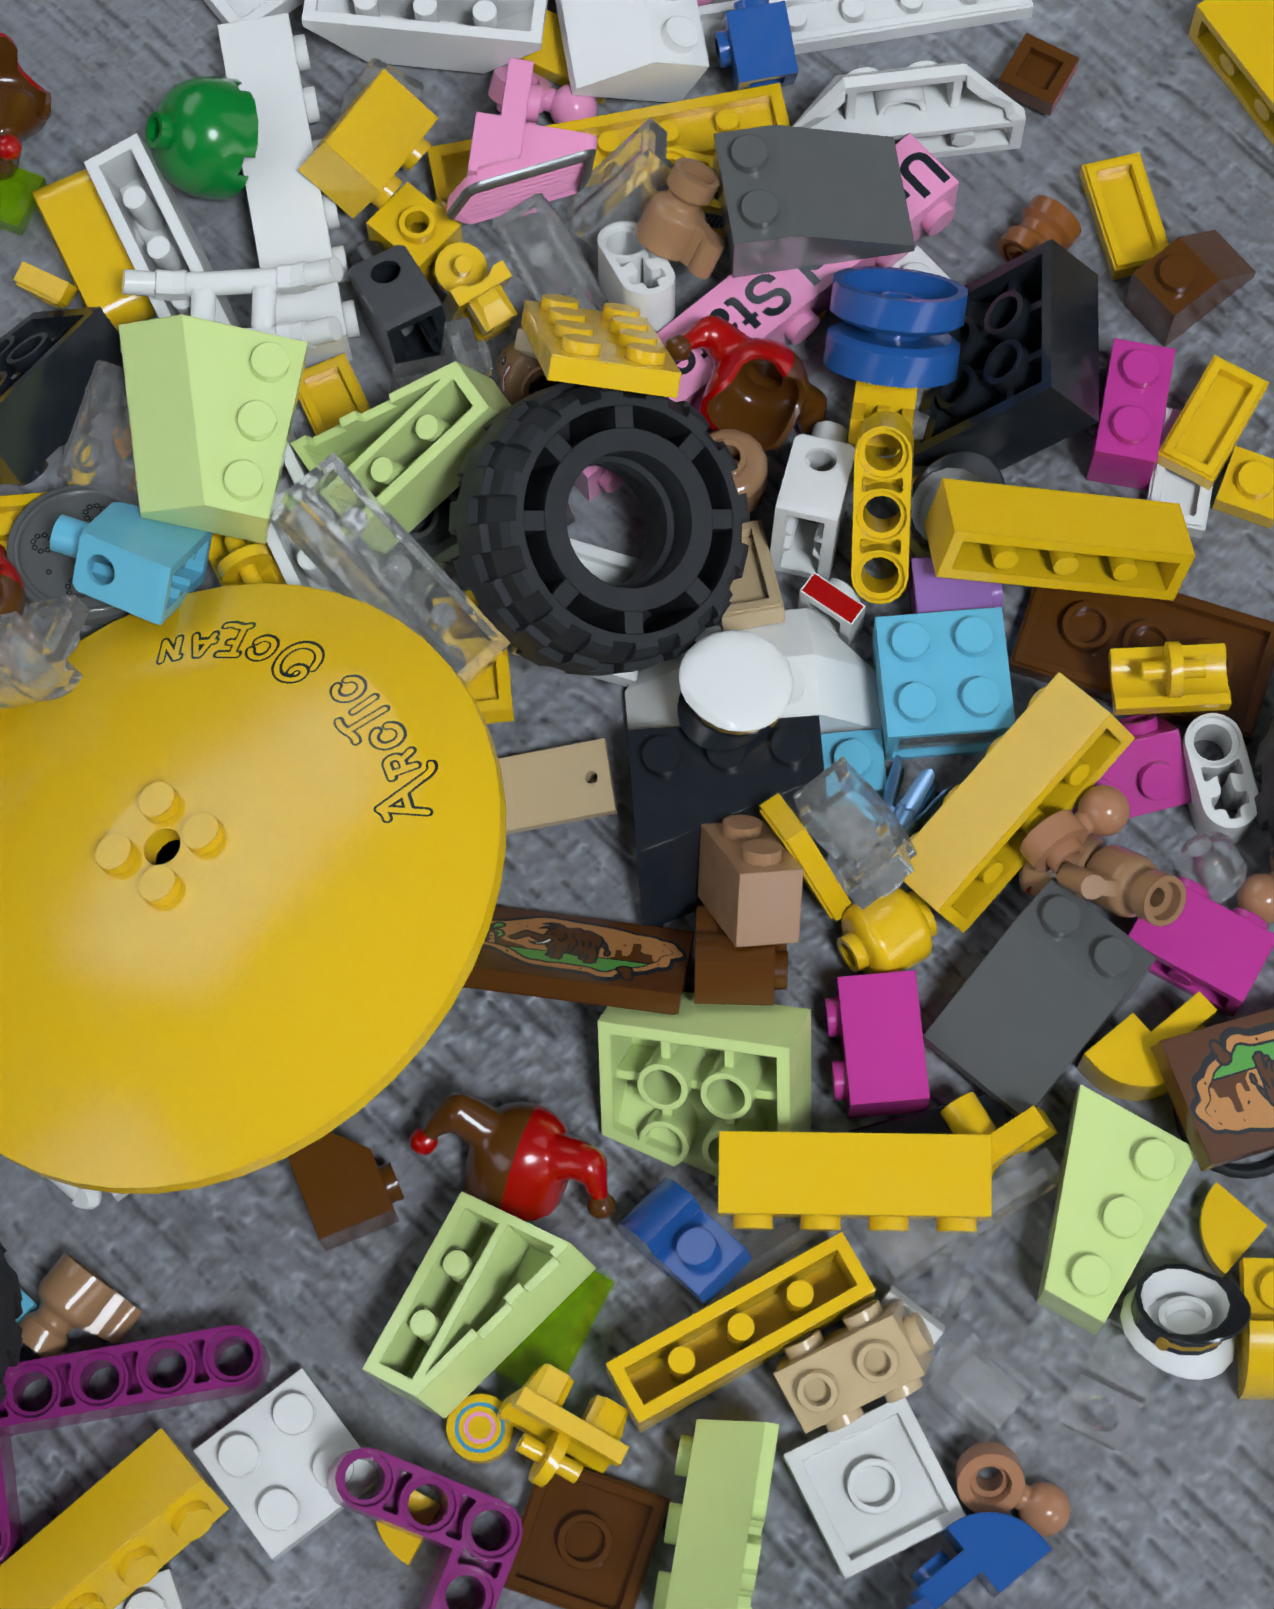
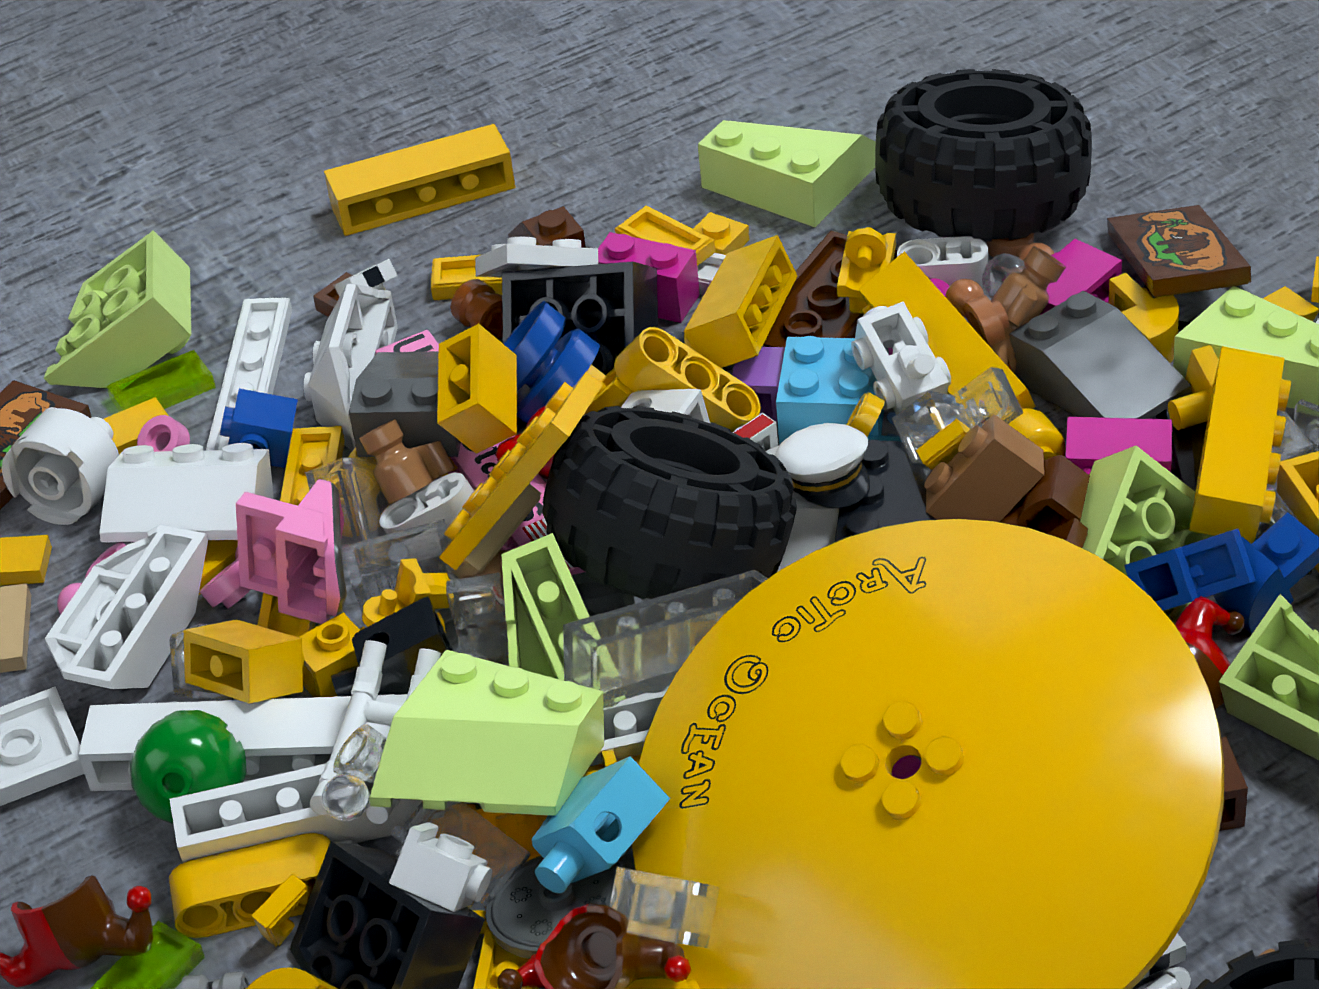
camera: 75 degrees left, 30 degrees down
(50, 422) = (440, 869): none -> white brick
(110, 301) = (357, 761): none -> clear plate
(643, 1135) = (1193, 570): none -> blue brick
(768, 264) = (477, 389): none -> yellow brick
(854, 724) = (866, 413): none -> yellow tile
(923, 760) = (911, 367): none -> white brick
(1034, 84) = (371, 277): none -> white plate
(1079, 274) = (524, 254): none -> white plate

